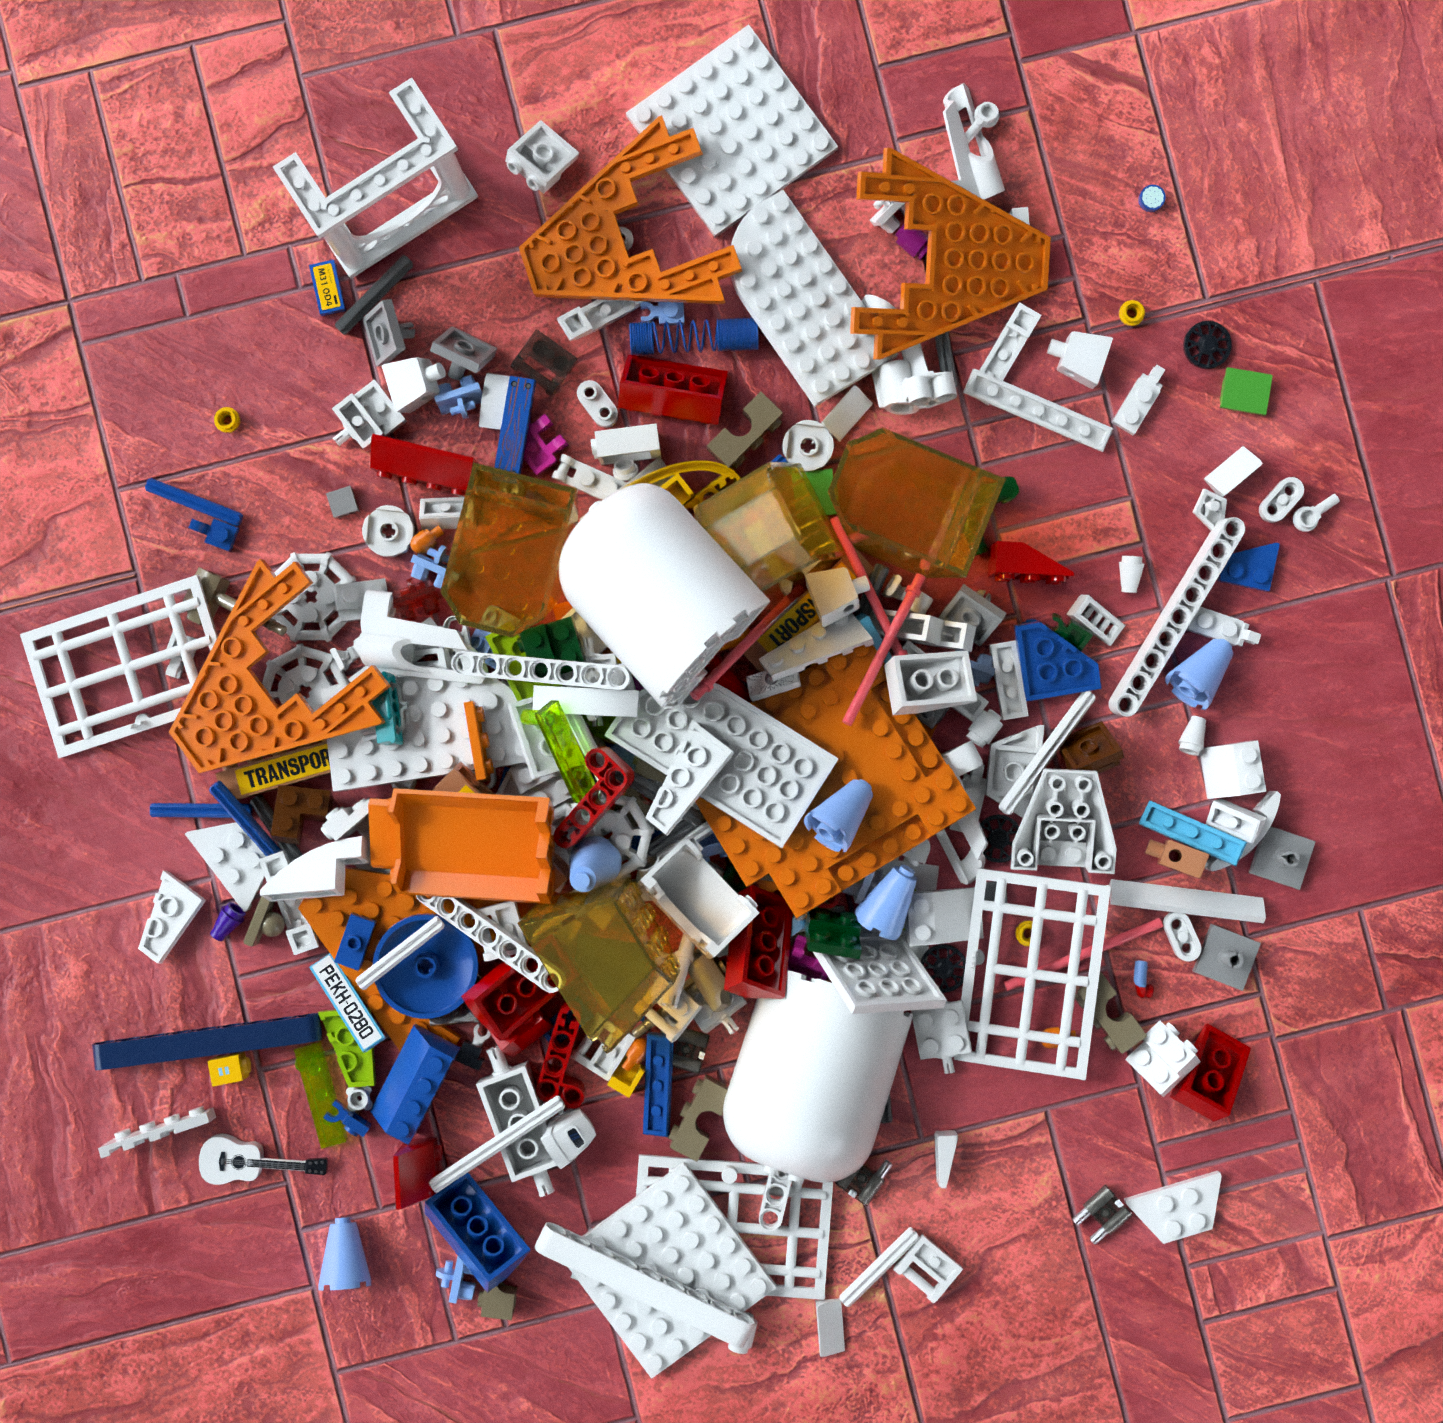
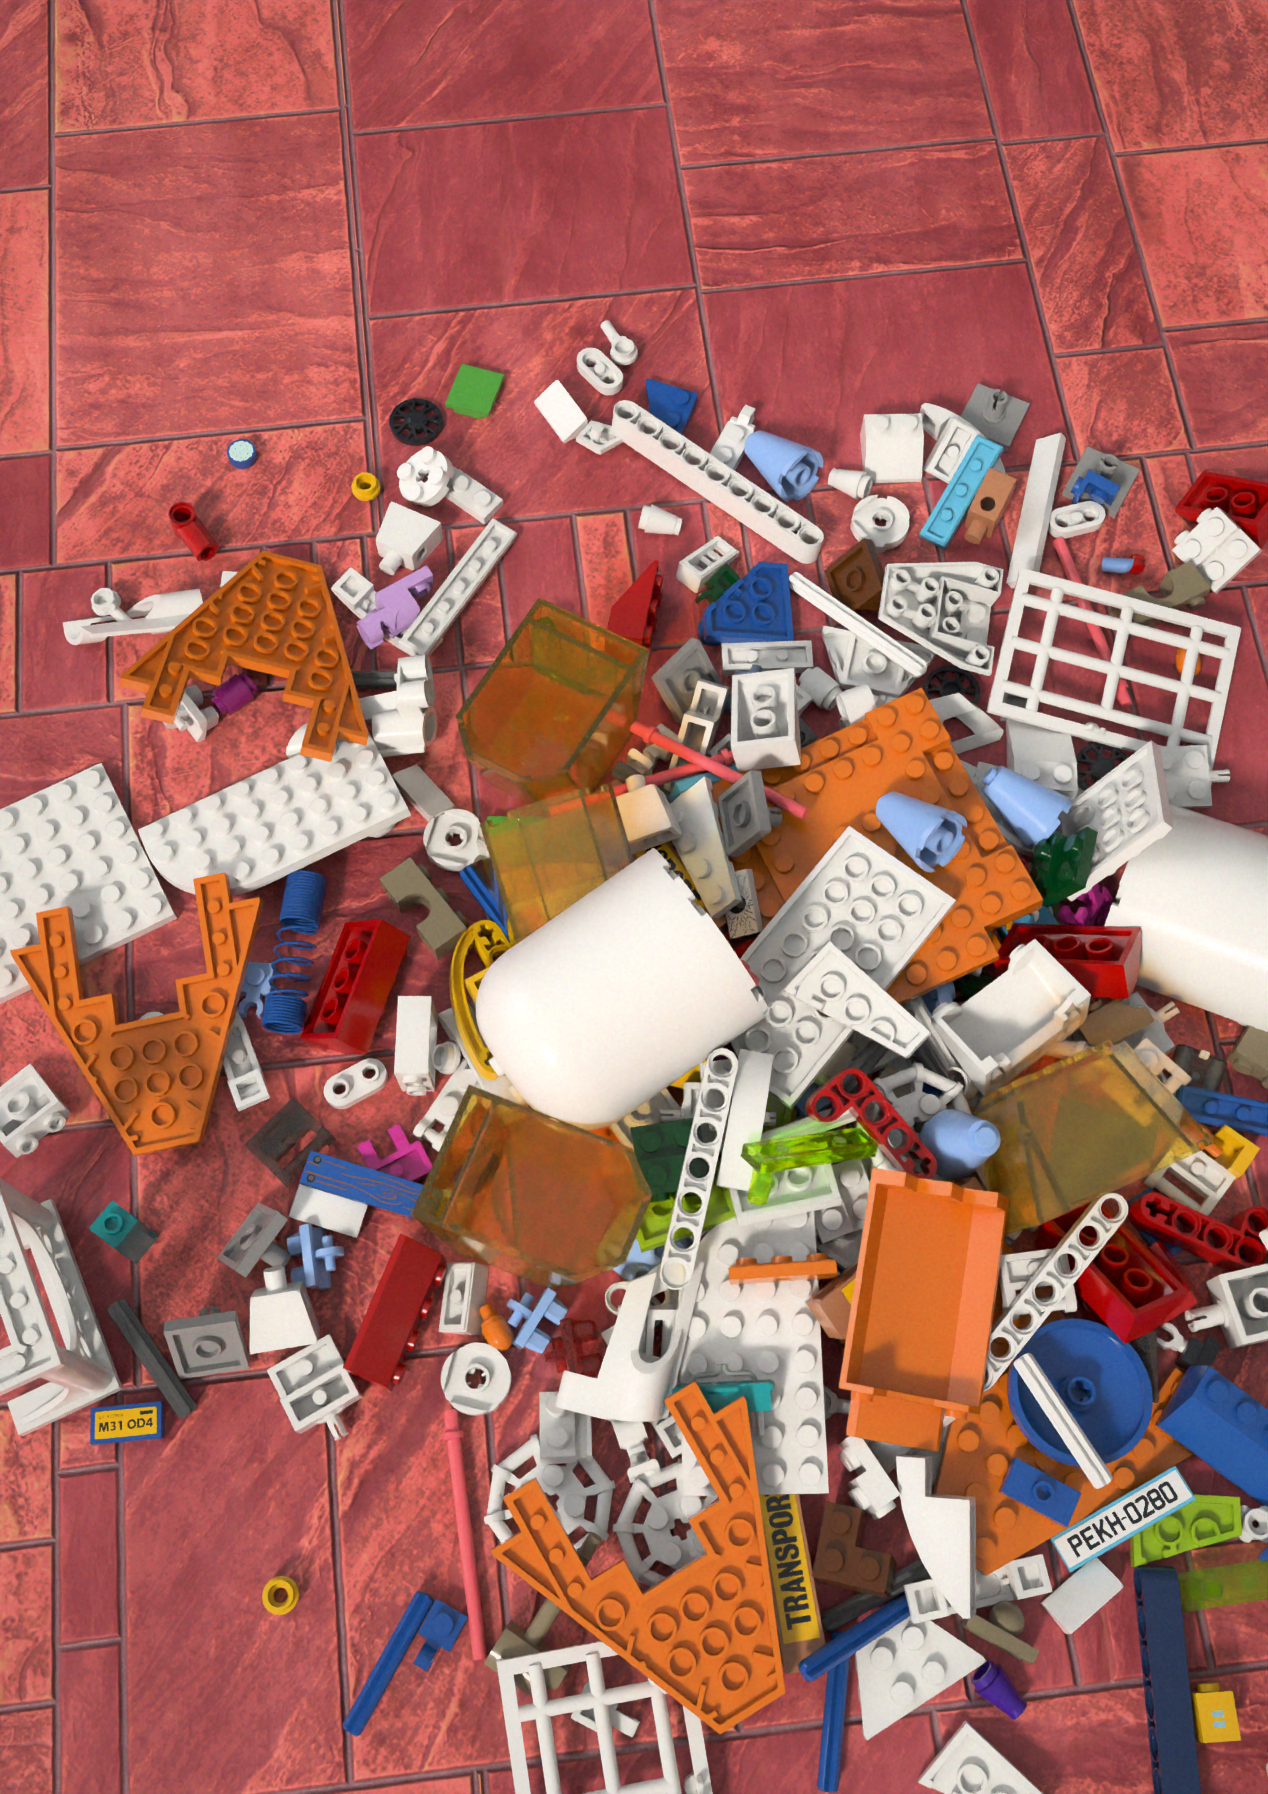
camera: 80 degrees left, 20 degrees down
(295, 977) = (1082, 1595): none -> white slope
(342, 502) = (425, 1440): light grey tile -> none
(345, 522) = (474, 1609): none -> coral bar
(449, 253) = (123, 1232): none -> teal window
(838, 676) = (746, 814): none -> light grey tile
(1009, 361) = (395, 607): none -> lavender plate
(1020, 930) = (1061, 681): yellow plate -> none
(1063, 173) = (192, 531): none -> red piece
(1149, 351) = (416, 468): none -> white plate
(1154, 750) = (885, 536): none -> white plate
(1209, 955) = (1098, 487): none -> blue bracket

